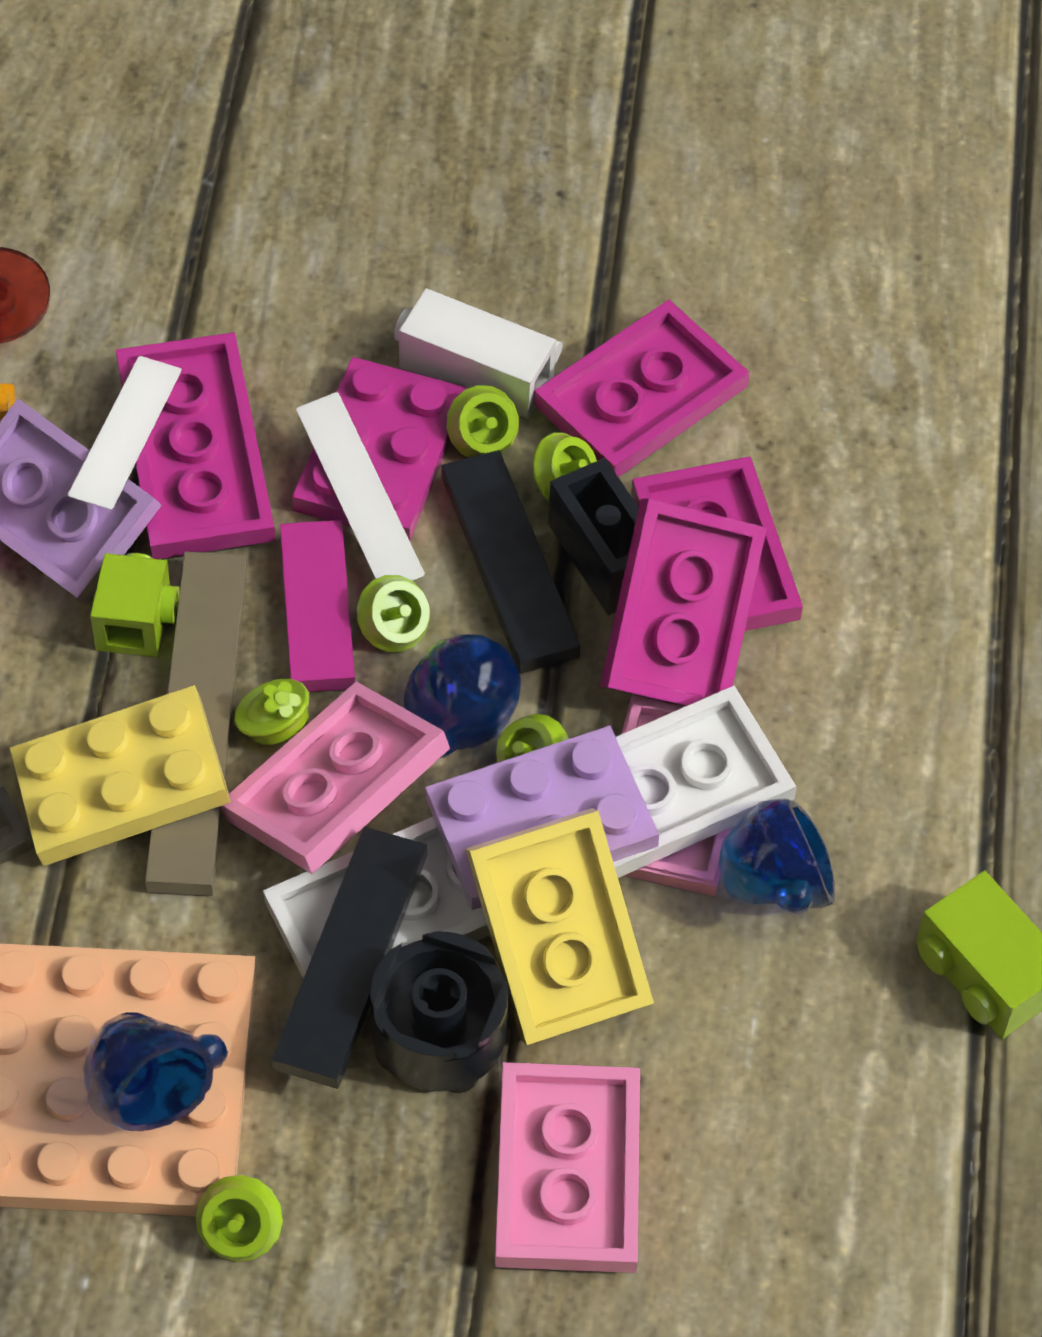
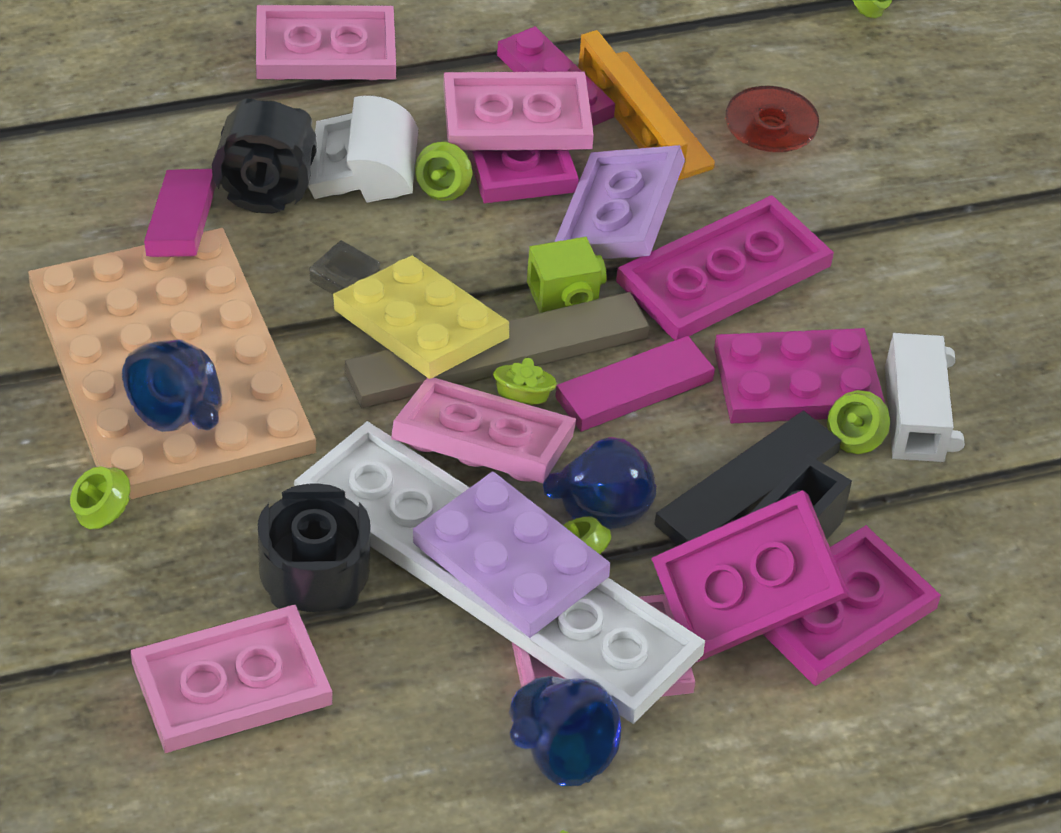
camera: 65 degrees right, 10 degrees down
(124, 433) = (693, 211): white sticker -> none
(352, 944) = (364, 477): black tile -> none
(359, 488) = (739, 365): white sticker -> none
(393, 613) = (653, 424): lime hat -> none
(558, 456) = (864, 477): lime hat -> none
(559, 926) = (418, 590): light yellow plate -> none
(642, 387) = (961, 511): dark pink plate -> none

